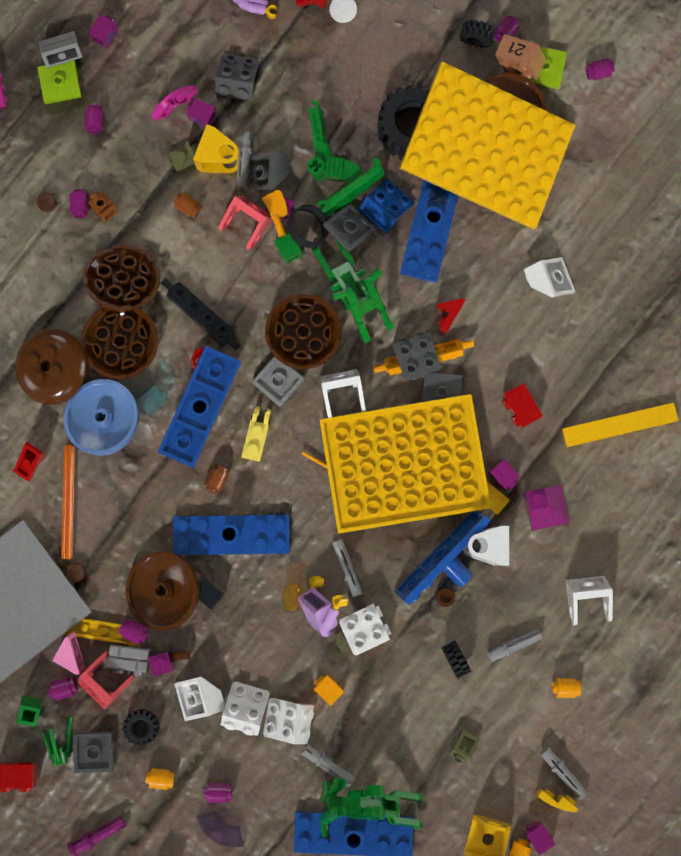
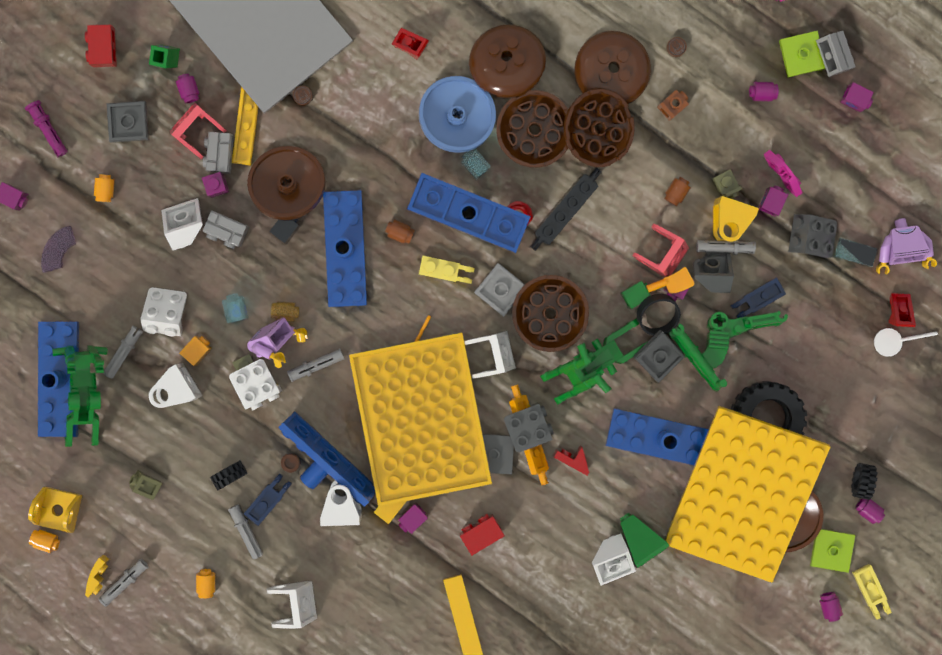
camera: 85 degrees right, 5 degrees up
(44, 259) = (620, 49): none -> reddish brown brick
(58, 754) = (124, 86): green plant -> none
(68, 502) = (372, 84): orange axle -> none
(70, 655) = (220, 94): bright pink slope -> none
(79, 203) = (675, 80): magenta brick -> none
(134, 631) = (245, 156): magenta brick -> none
(135, 738) = (141, 164): black tyre -> none
(180, 656) = (223, 203): reddish brown tile -> none
(207, 654) = (226, 229): none -> light grey brick
(218, 793) = (92, 245): magenta brick -> none
(244, 708) = (175, 269): white bracket -> none
(254, 37) = (855, 252): none -> black tile
(287, 648) = (234, 308): none -> clear light blue brick
(295, 128) = (760, 297): none -> dark blue hinge
(363, 707) = (178, 385): none -> white hose
(386, 205) = (683, 393): blue bracket -> none
(484, 623) = (266, 501): none -> dark blue hinge
(520, 57) = (839, 525): nougat brick -> none
(530, 249) = (641, 540): none -> green slope
(539, 837) = (61, 559): magenta brick -> none
(546, 507) = (382, 560): magenta slope -> none
(584, 30) = (871, 589): none -> light yellow hinge

